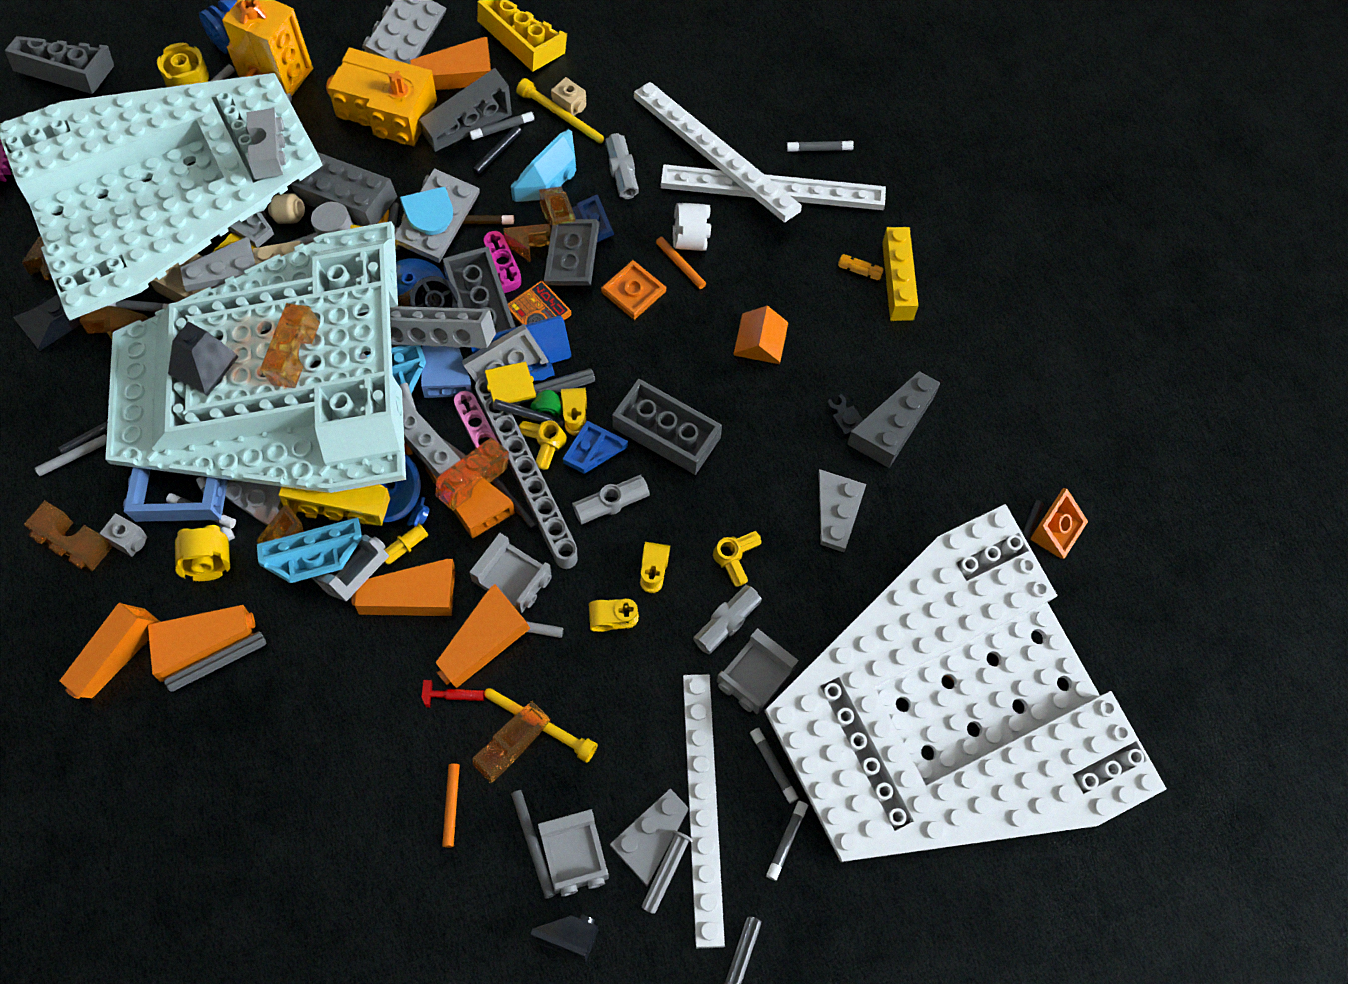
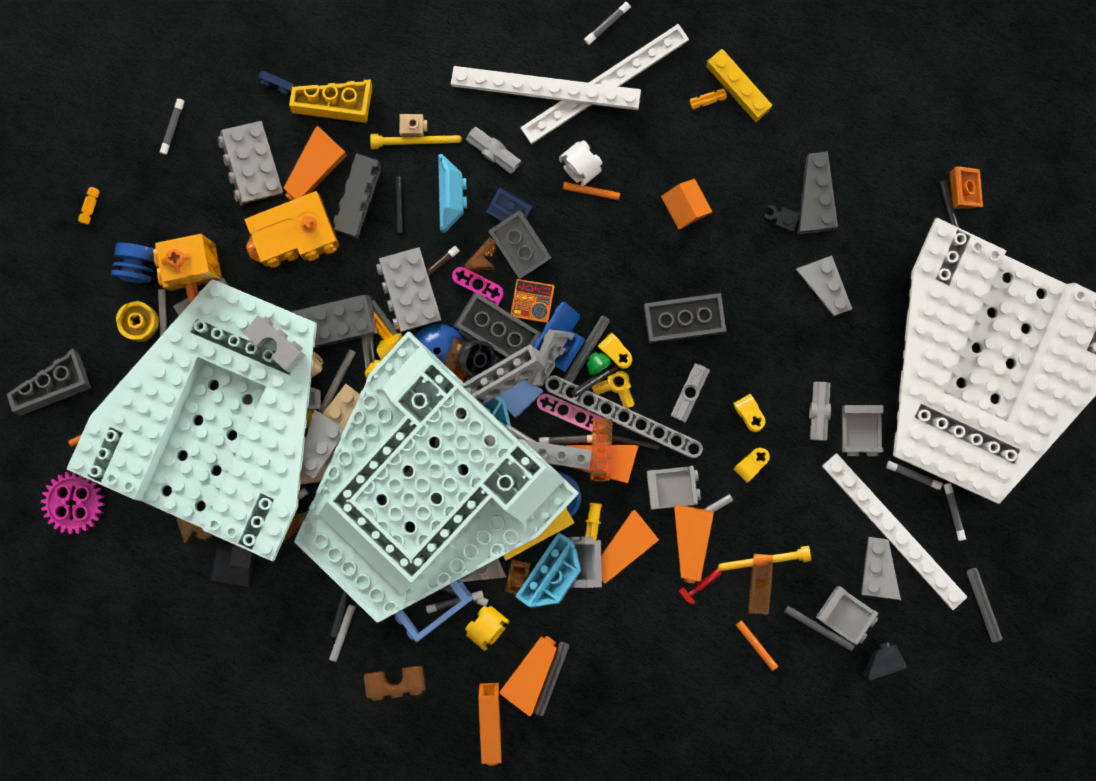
camera: 30 degrees left, 20 degrees up
(124, 535) = (427, 654): light grey brick -> none
(199, 359) = (391, 524): black slope -> none
(282, 359) = (447, 483): clear orange arch -> none
(330, 218) = (353, 353): light grey piece -> none
(418, 513) = (586, 497): blue plate -> none
(428, 210) = (408, 294): medium azure tile -> none
(502, 125) = (384, 183): dark grey bar -> none
(510, 383) = (567, 370): yellow piece -> none
(556, 206) = (485, 222): clear orange slope -> none
(593, 447) = (649, 368): blue wing -> none
(633, 289) = (578, 235): orange tile -> none
(666, 871) = (904, 582): light grey axle -> none
(732, 562) = (789, 361): yellow axle -> none

